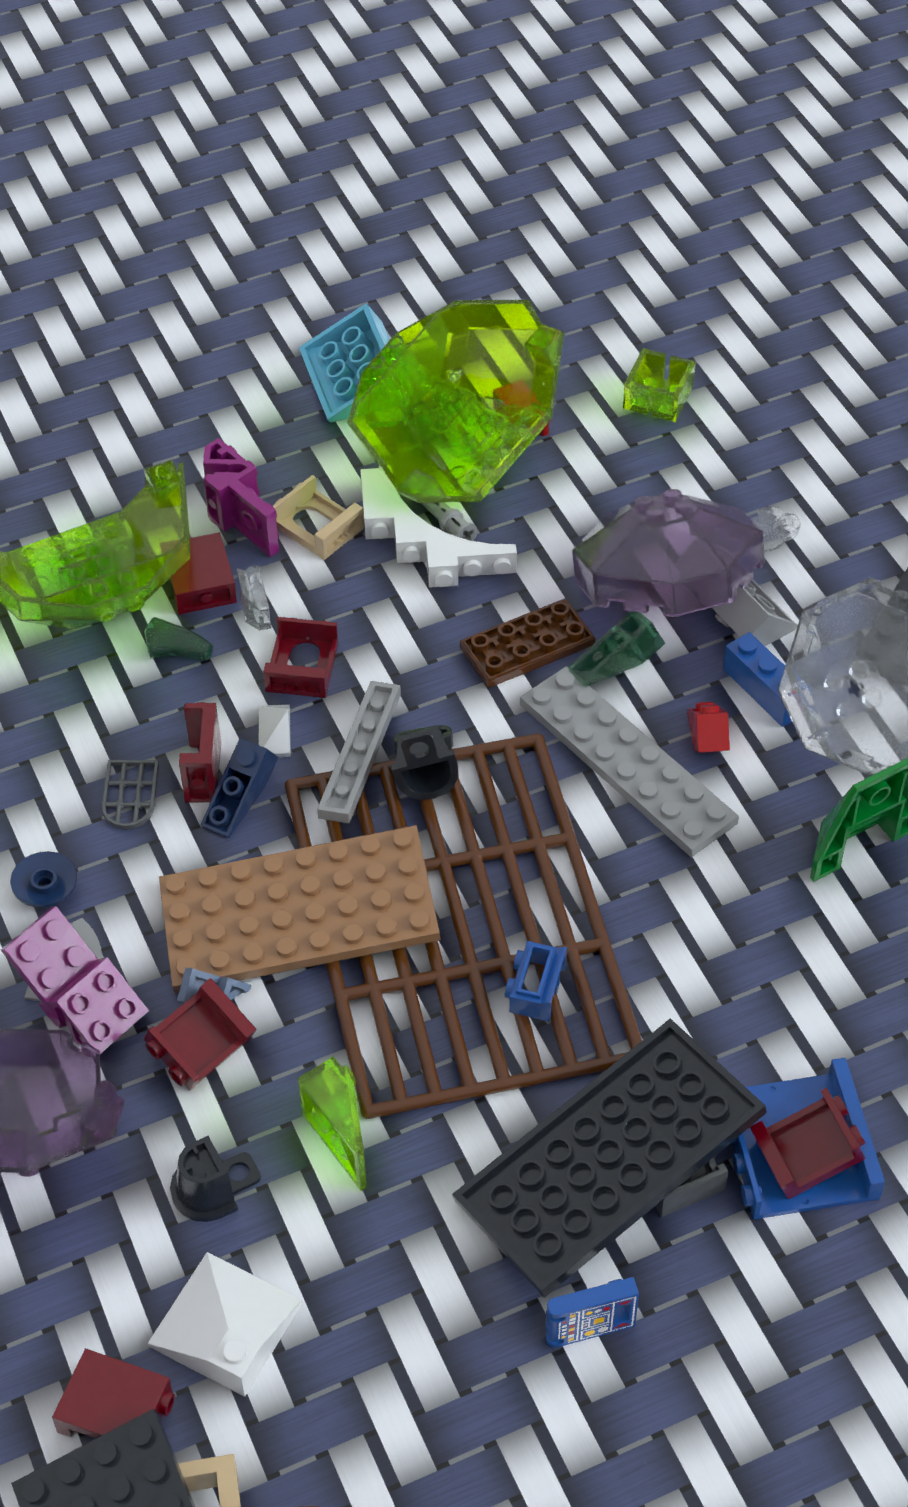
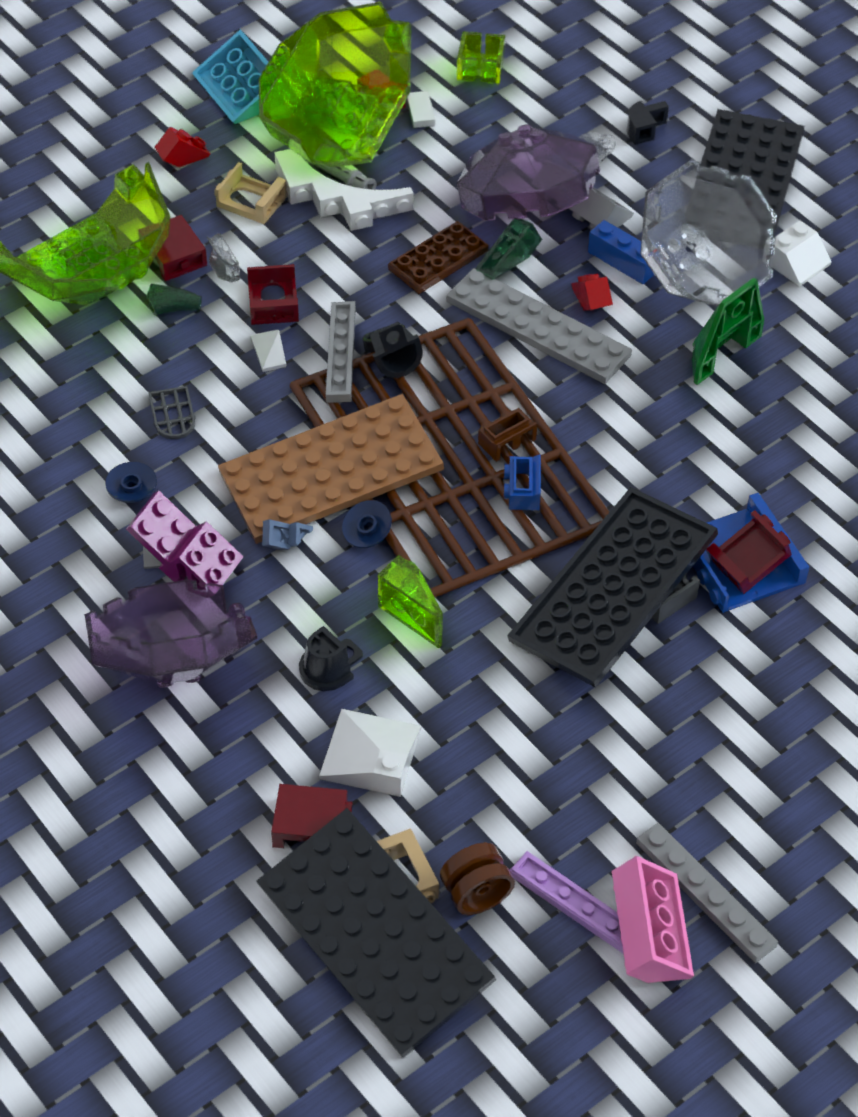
camera: 15 degrees left, 0 degrees up
(199, 1035) = (288, 564): dark red panel -> none
(201, 769) = (221, 364): dark red panel -> none
(235, 499) = (185, 190): magenta piece -> none
(239, 787) = (257, 392): dark blue slope -> none
(254, 442) = (180, 148): none -> red slope
(309, 991) = (363, 516): none -> dark blue dish
(535, 903) = (506, 430): none -> reddish brown window
(565, 440) = (420, 109): none -> white tile
(591, 1312) = (633, 688): blue container -> none
(844, 502) = (644, 119): none -> black brick

